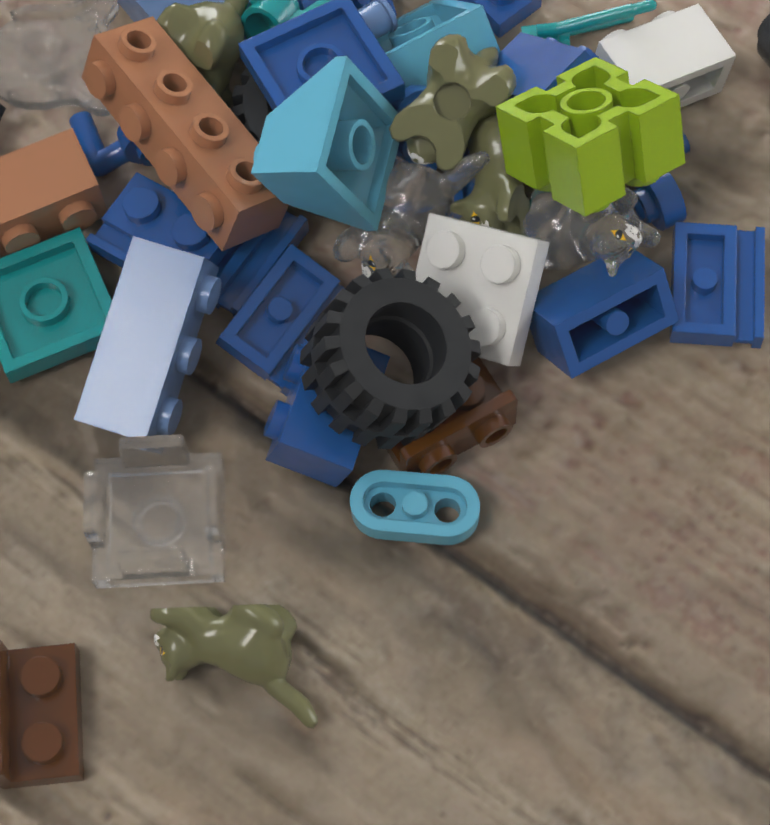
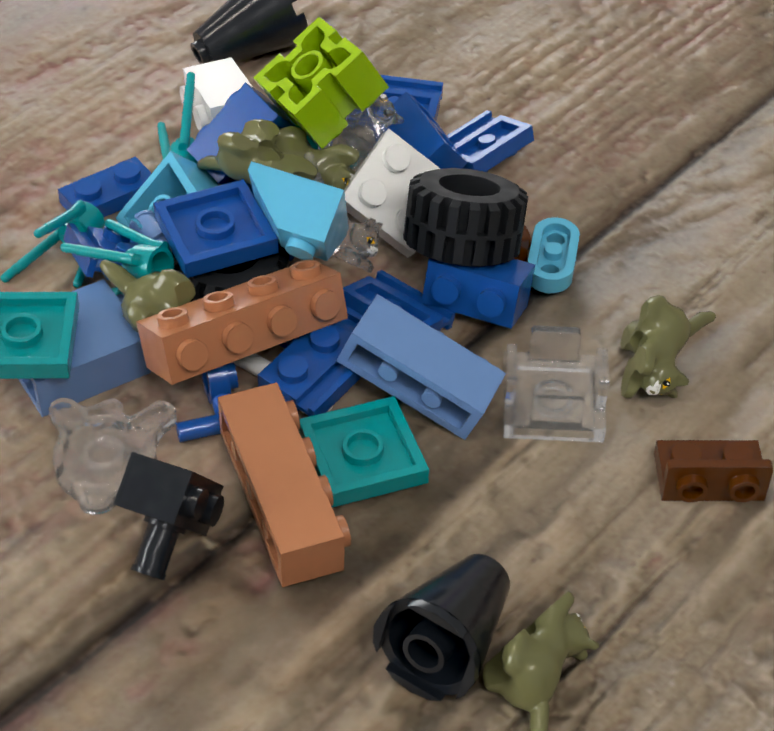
camera: 90 degrees left, 20 degrees down
(644, 405) = (490, 140): none -> blue plate

